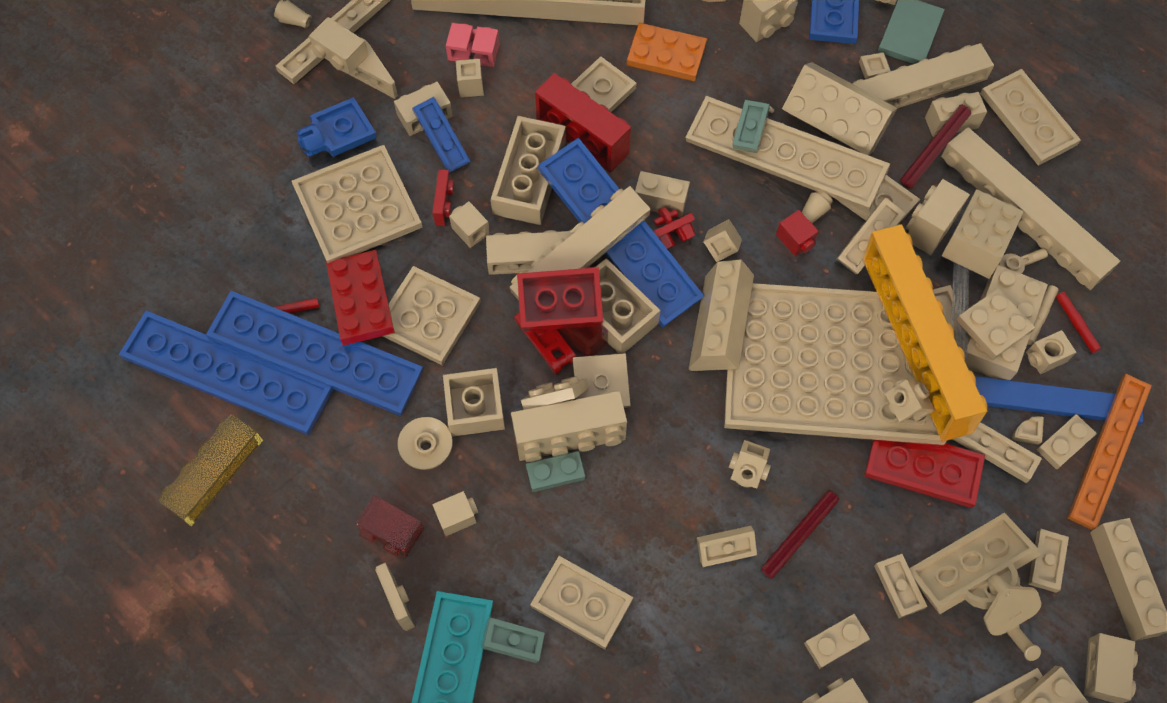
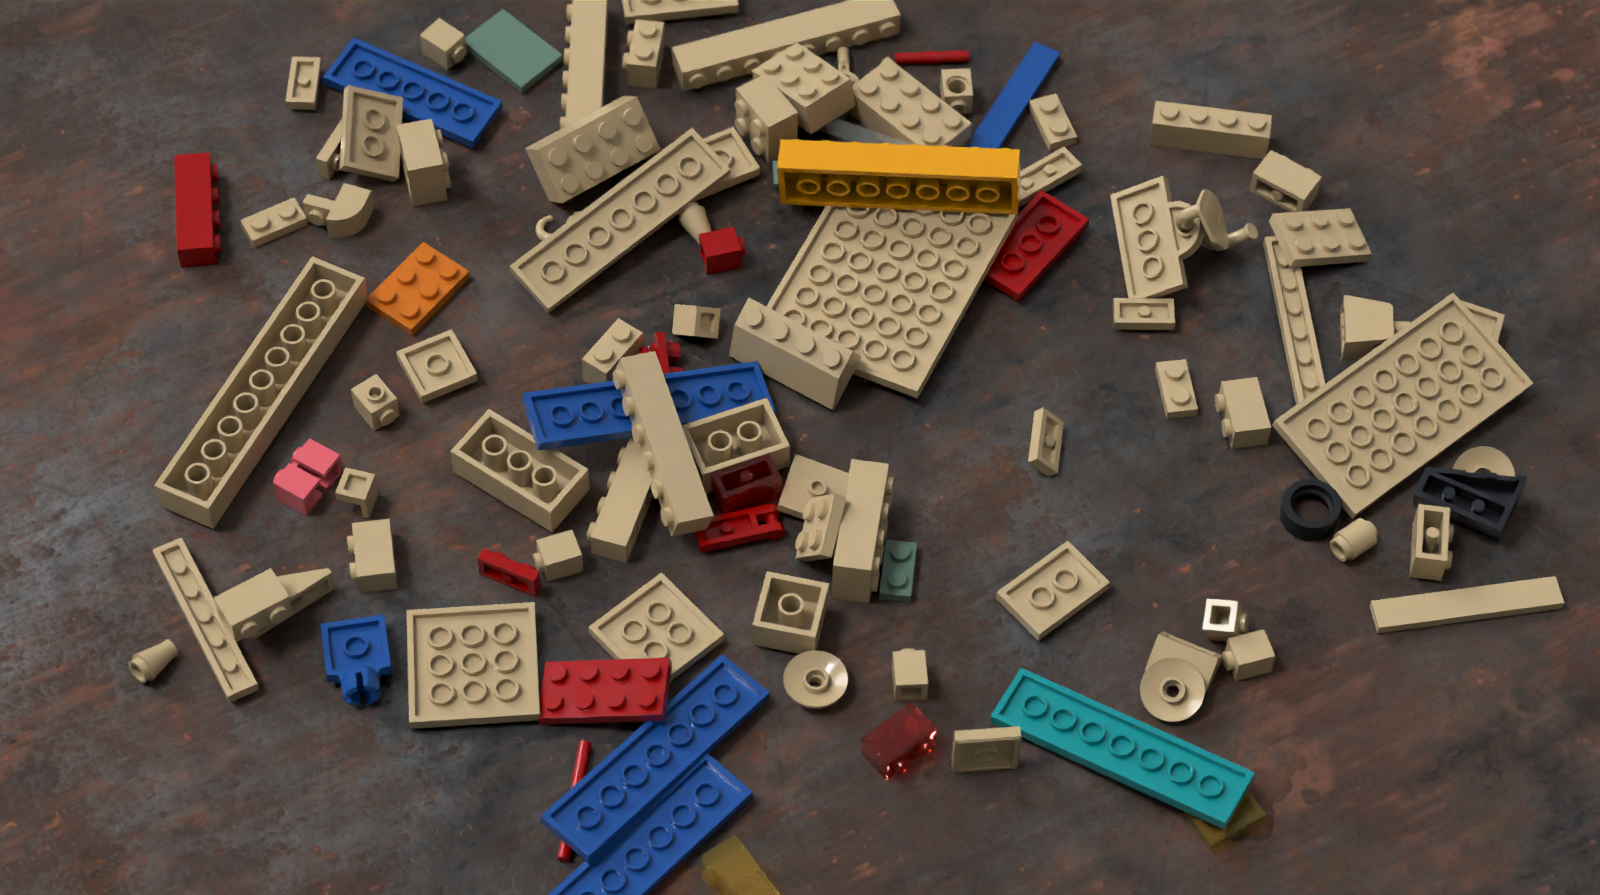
camera: 70 degrees left, 10 degrees down
(441, 135) = (426, 544): blue tile -> none
(512, 640) = (1070, 661): sand green plate -> none
(552, 59) = (375, 402): none -> tan brick
(560, 299) = (724, 473): red brick -> none
(585, 119) = (494, 384): red brick -> none
(750, 465) = (969, 387): tan brick -> none
(751, 126) = (578, 234): sand green plate -> none
(799, 534) = (1057, 377): dark red axle -> none
(873, 65) = (544, 101): tan plate -> none
(883, 217) = (758, 185): tan plate -> none
(909, 401) = (976, 210): tan brick -> none
(935, 146) = (681, 84): dark red axle -> none
(995, 323) = (916, 115): tan plate -> none
(1030, 431) = (1029, 146): tan tile -> none
(1049, 566) = (1180, 188): tan plate -> none
(1109, 452) = (1079, 91): orange tile -> none

